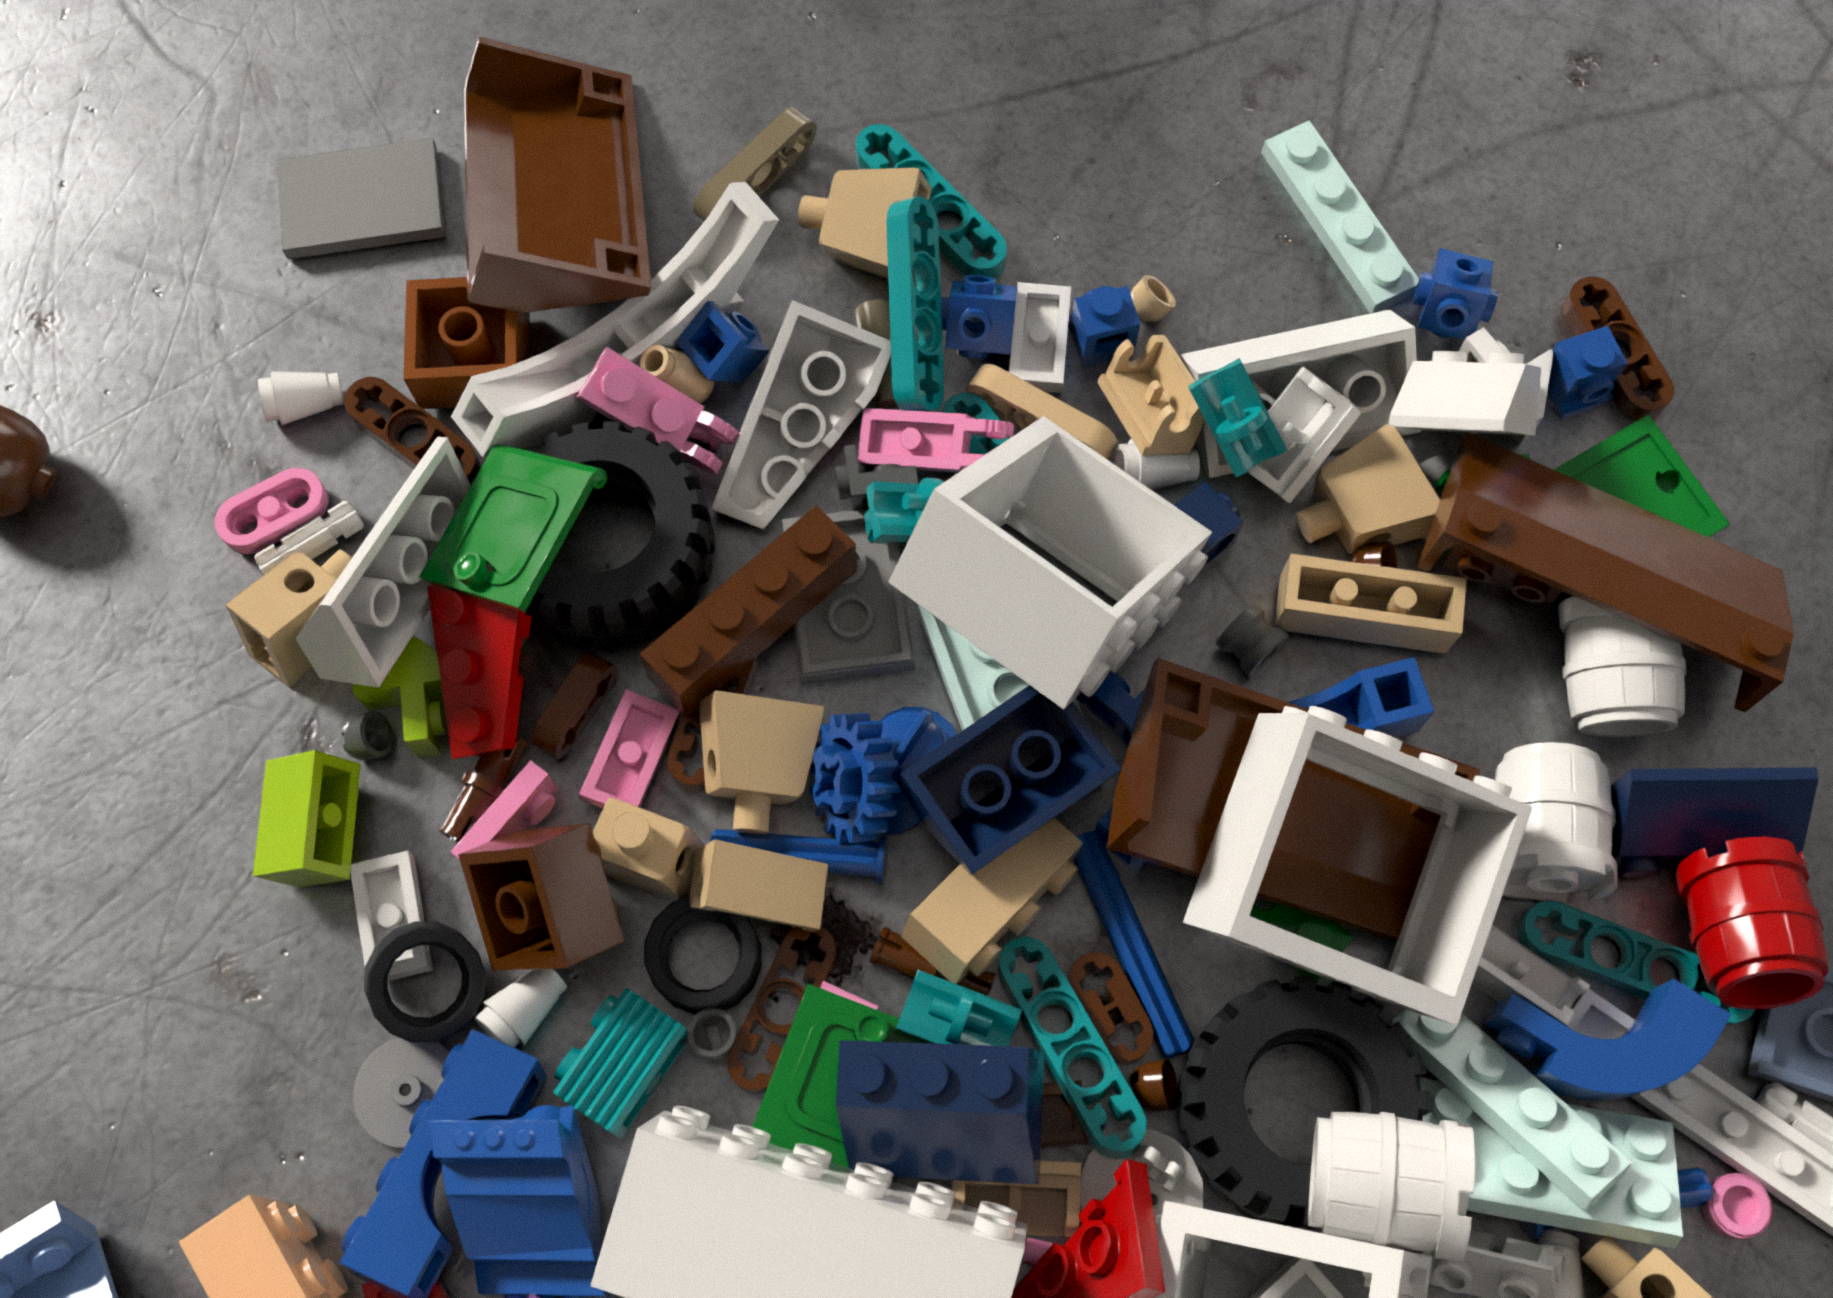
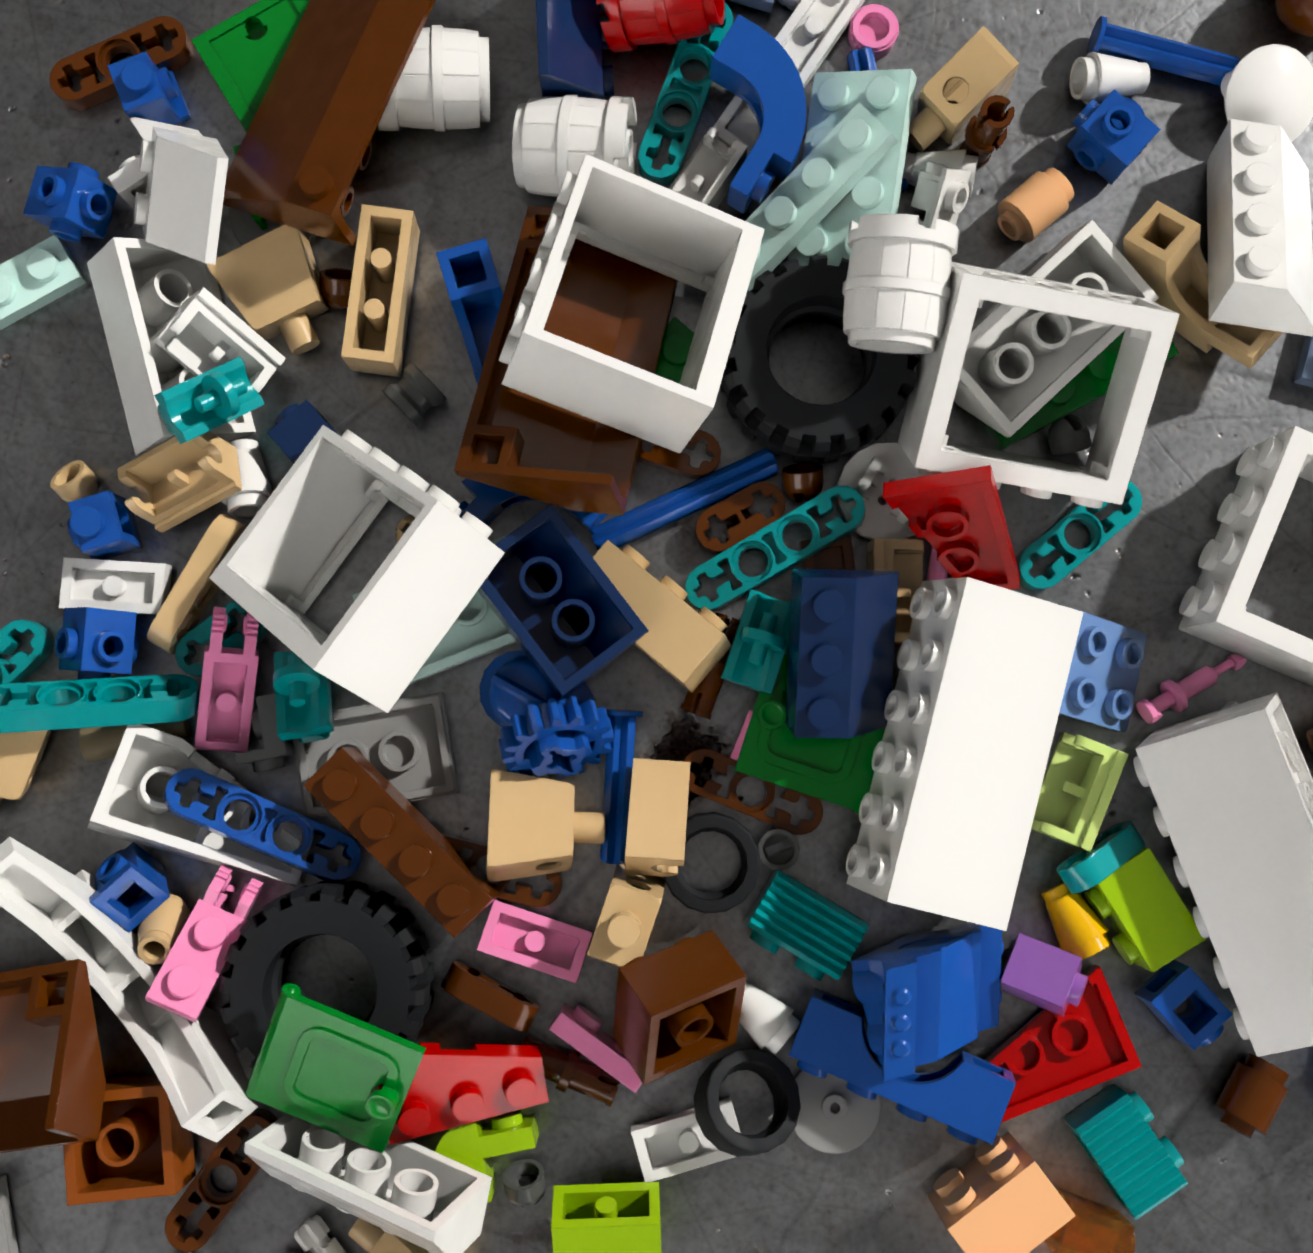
camera: 95 degrees left, 15 degrees up
(781, 475) = (266, 818): none -> blue beam
(1176, 939) = (679, 462): none -> reddish brown beam

